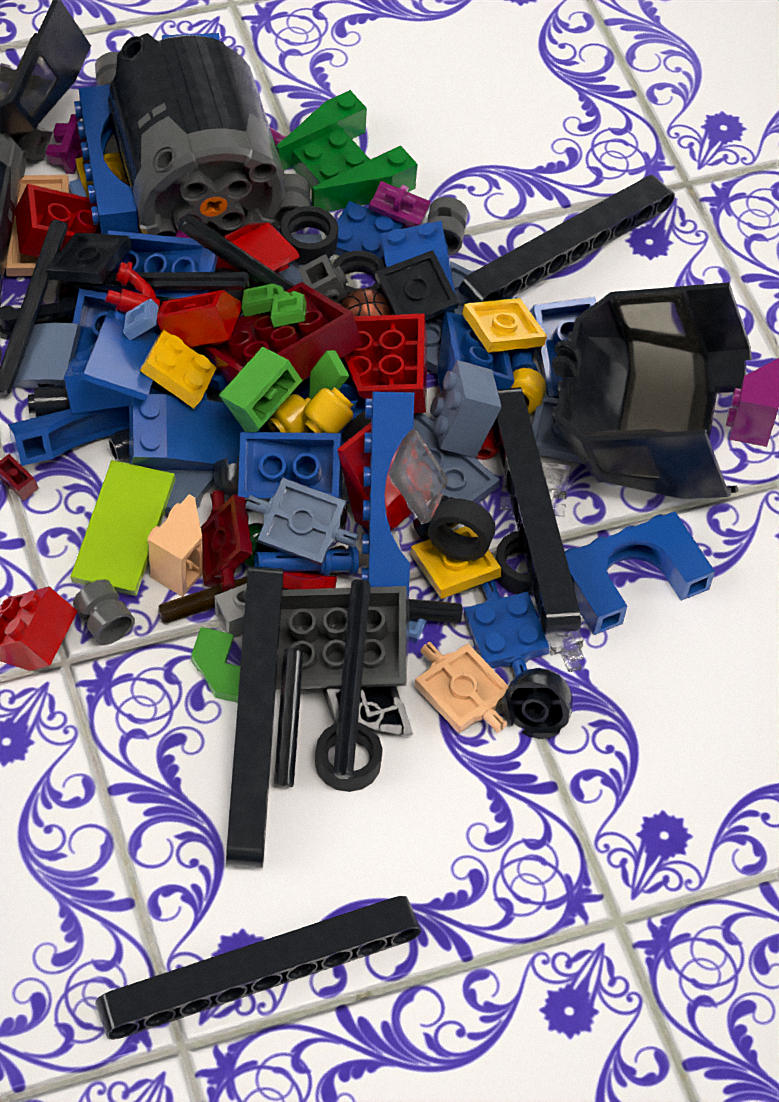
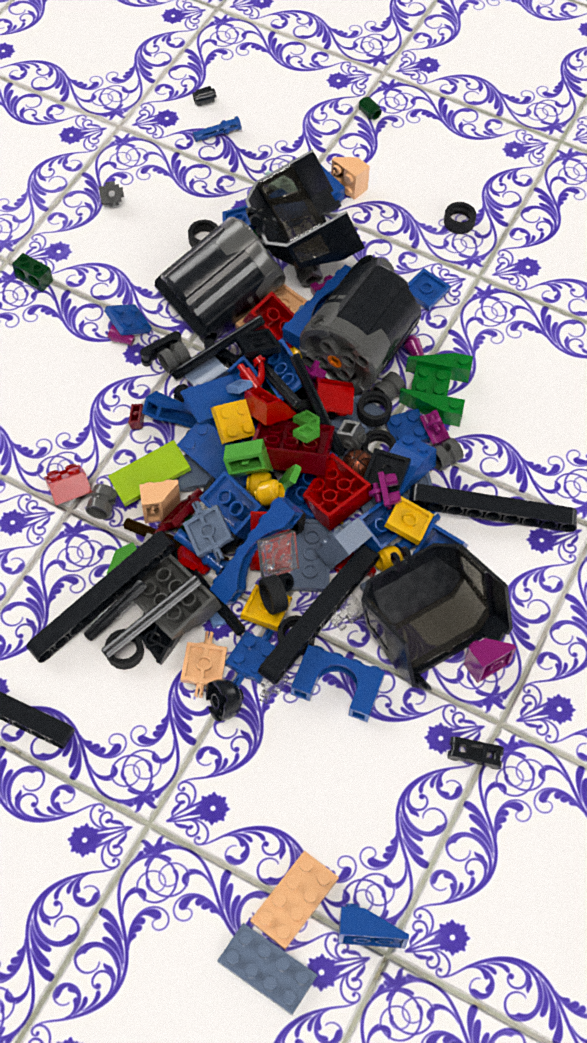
camera: 50 degrees right, 5 degrees up
(446, 311) = (386, 481): none -> magenta hips

